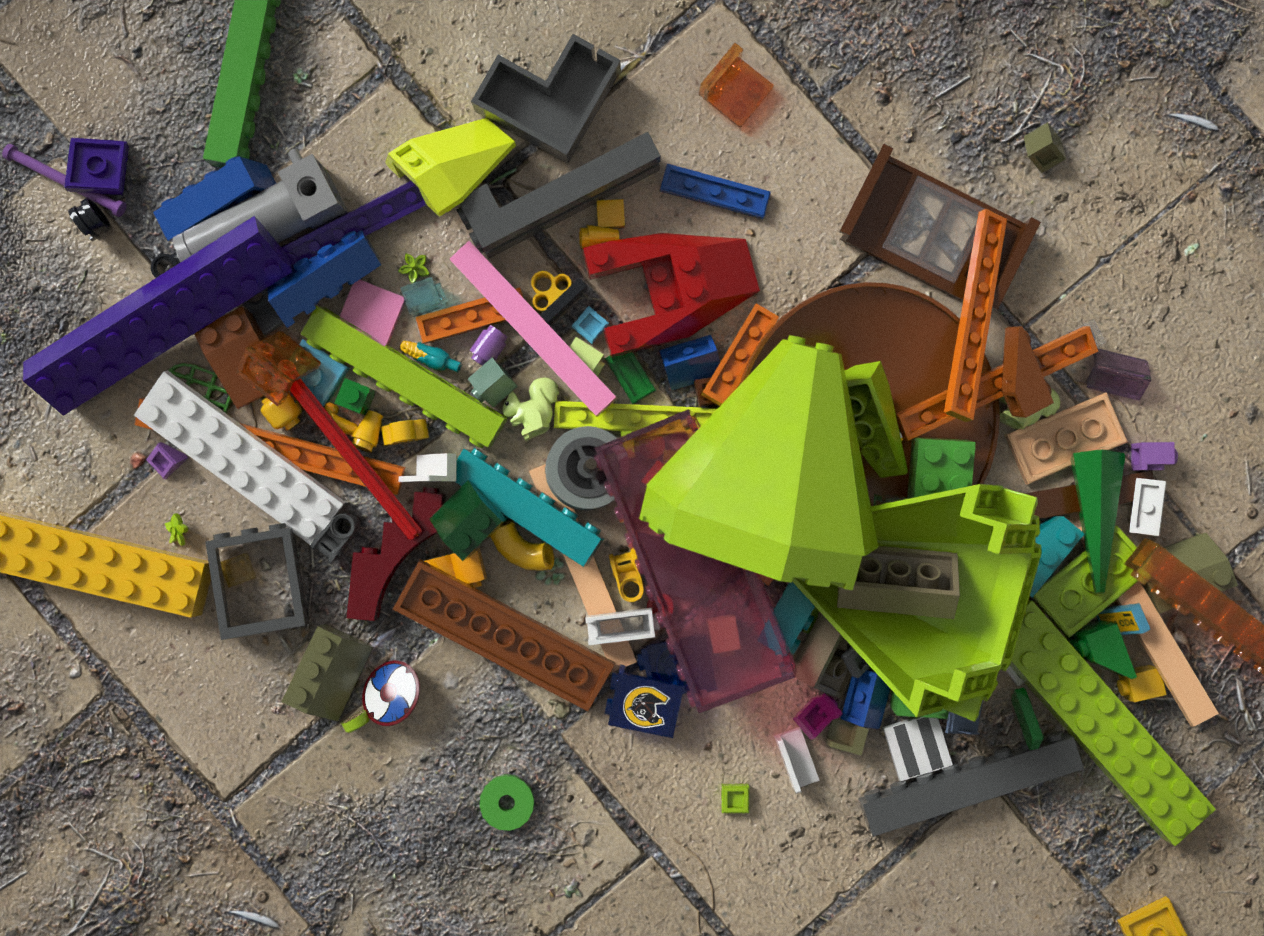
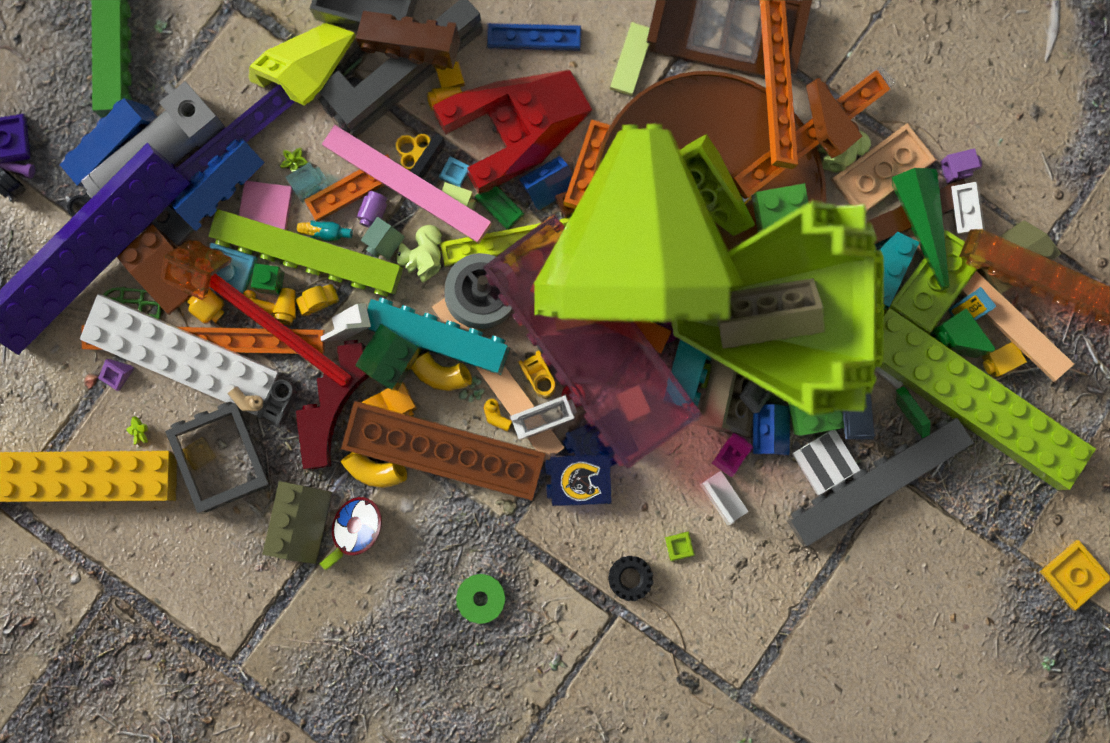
camera: 10 degrees left, 5 degrees down
(301, 530) = (245, 403): none -> tan arm
(423, 640) = (374, 473): none -> yellow cylinder
(568, 608) = (494, 417): none -> yellow arm
(573, 169) = (409, 39): none -> reddish brown wedge
(678, 837) = (641, 589): none -> black tyre
(817, 244) = (631, 60): none -> yellowish green tile
(846, 736) = (762, 466): olive panel -> none
(1119, 374) = (914, 106): clear purple panel -> none

